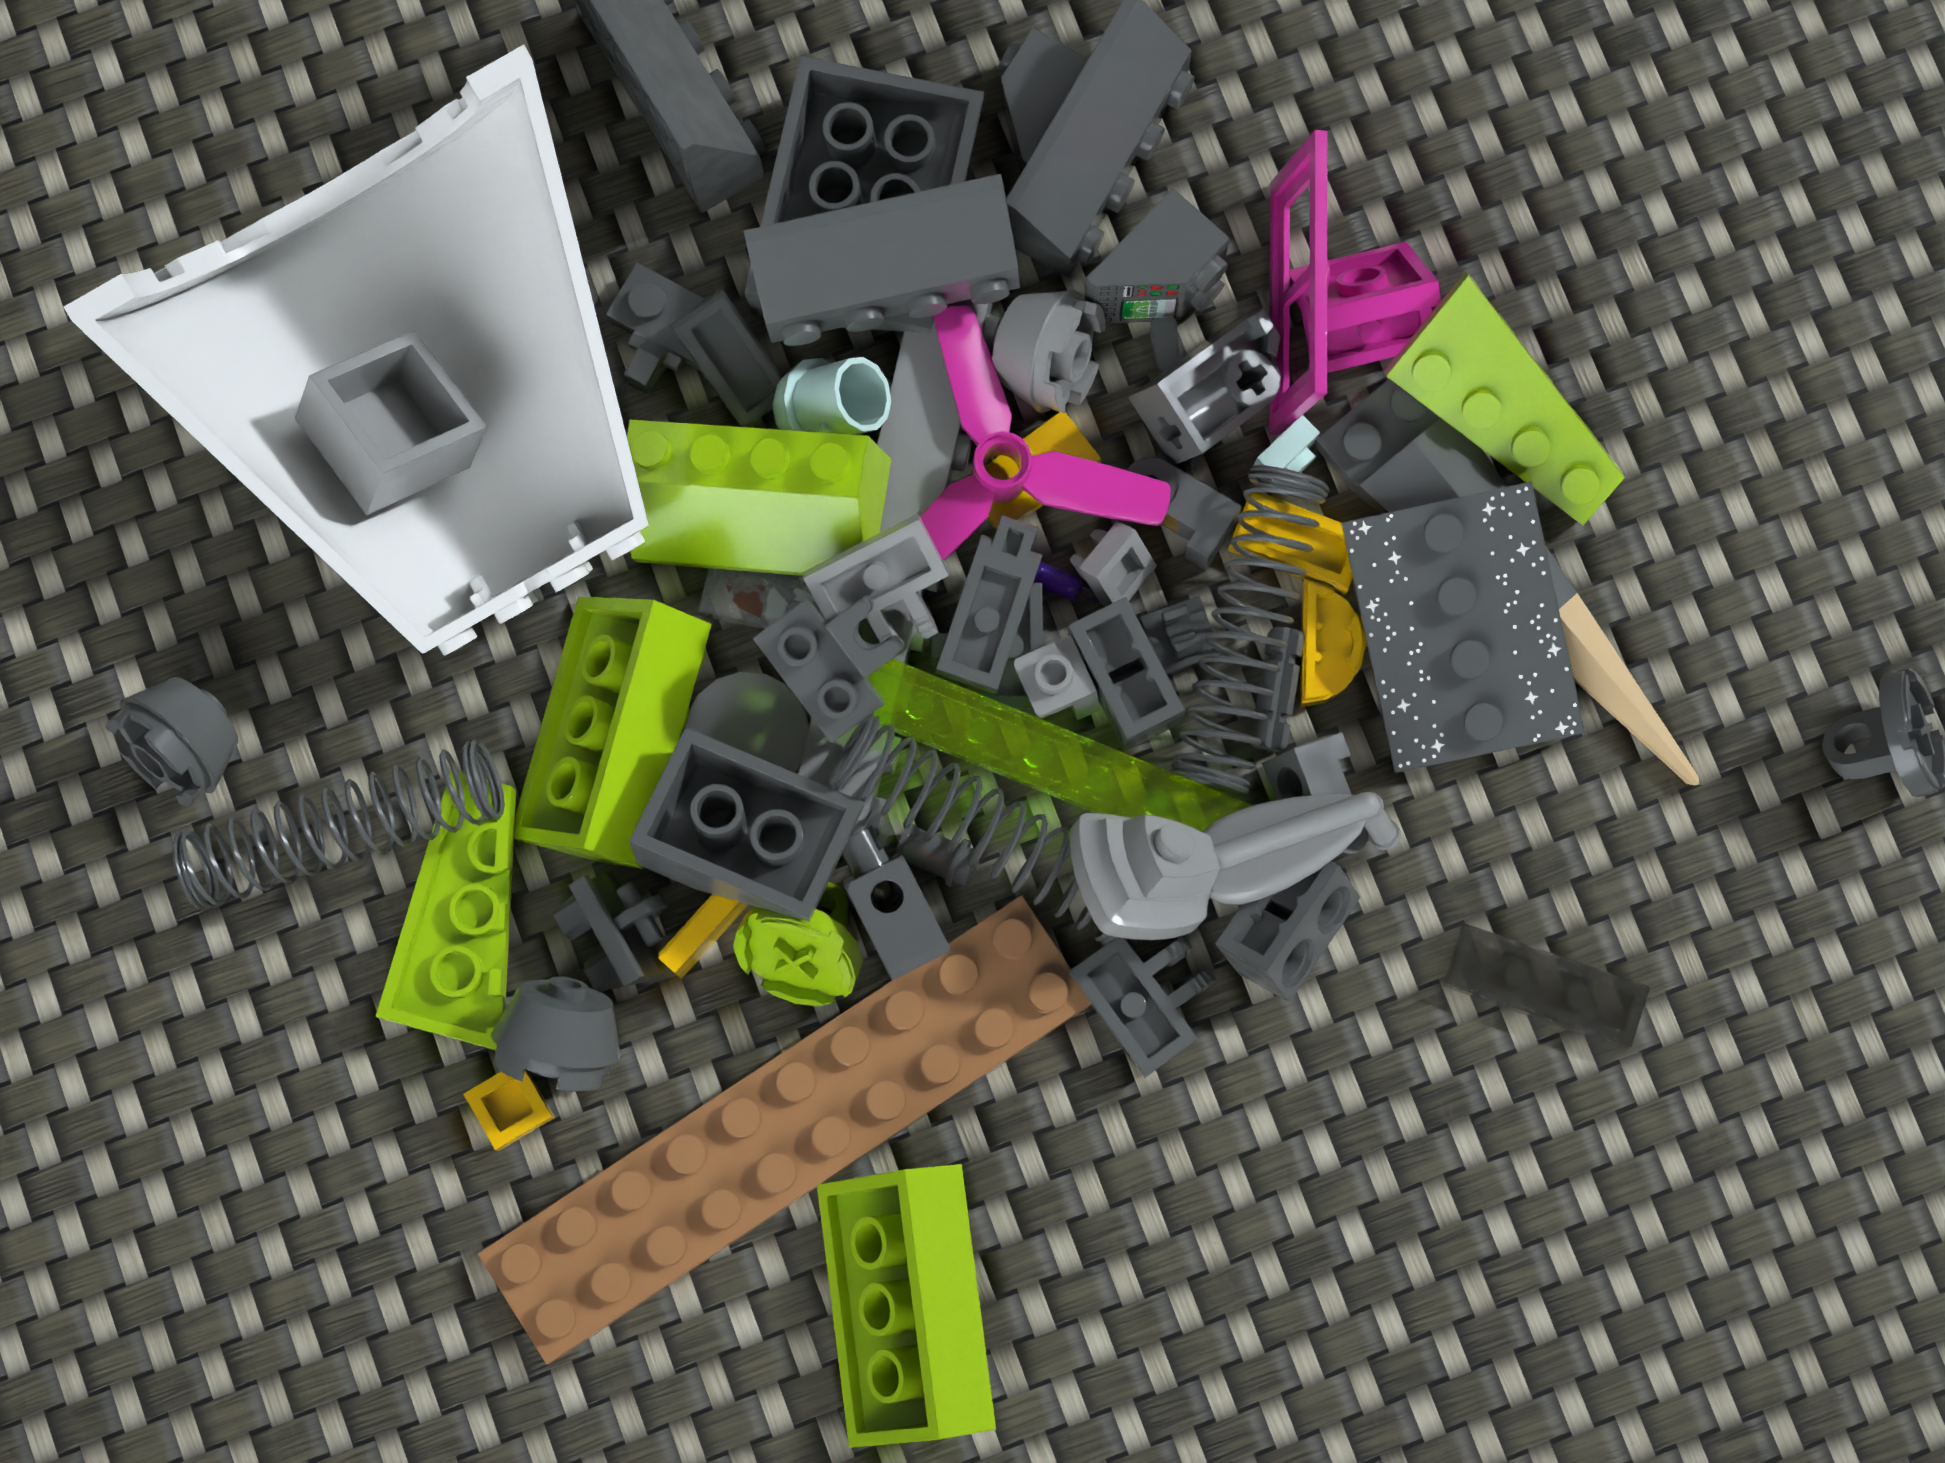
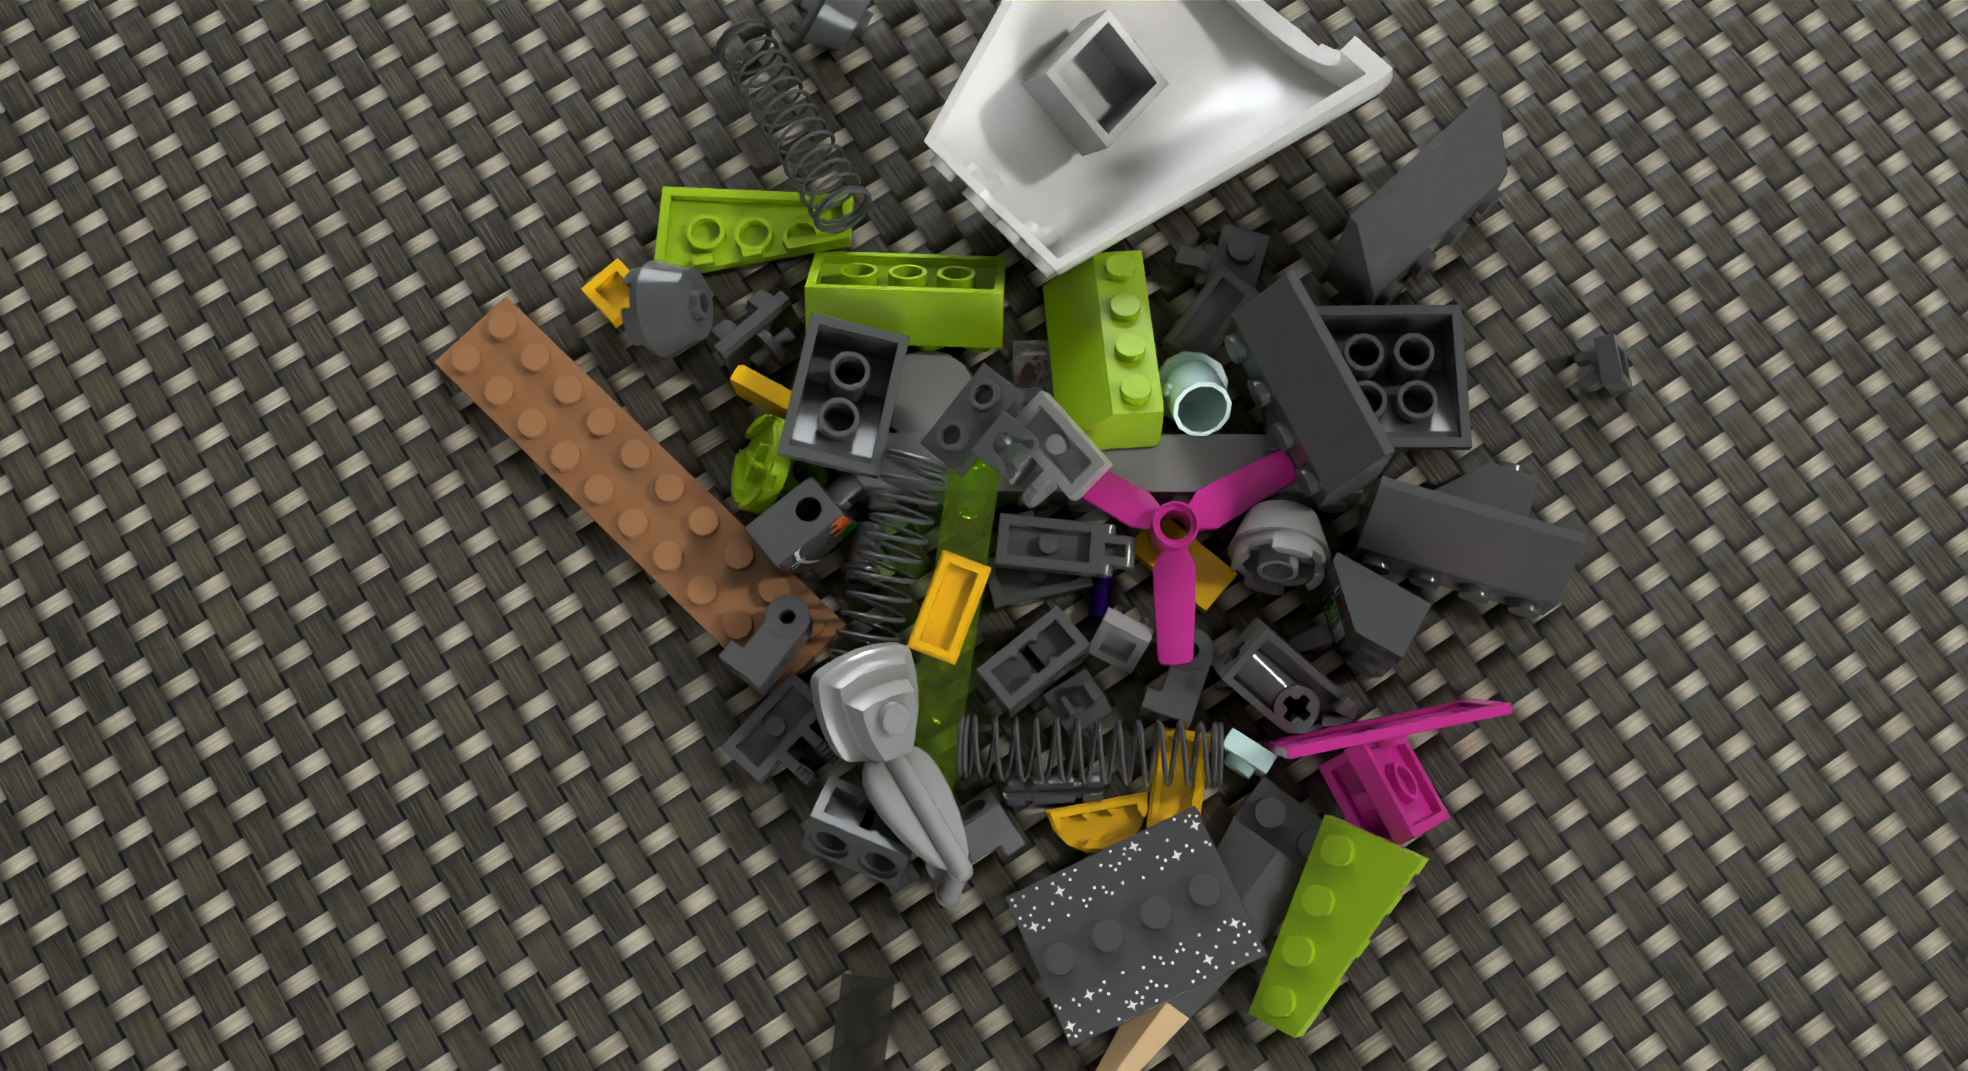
camera: 75 degrees right, 5 degrees down
(906, 1306) = (514, 608): lime slope -> none
(1022, 964) = (772, 646): none -> dark grey leg
(1040, 756) = (949, 607): none -> yellow tile
(1057, 679) = (1014, 607): light grey bracket -> none

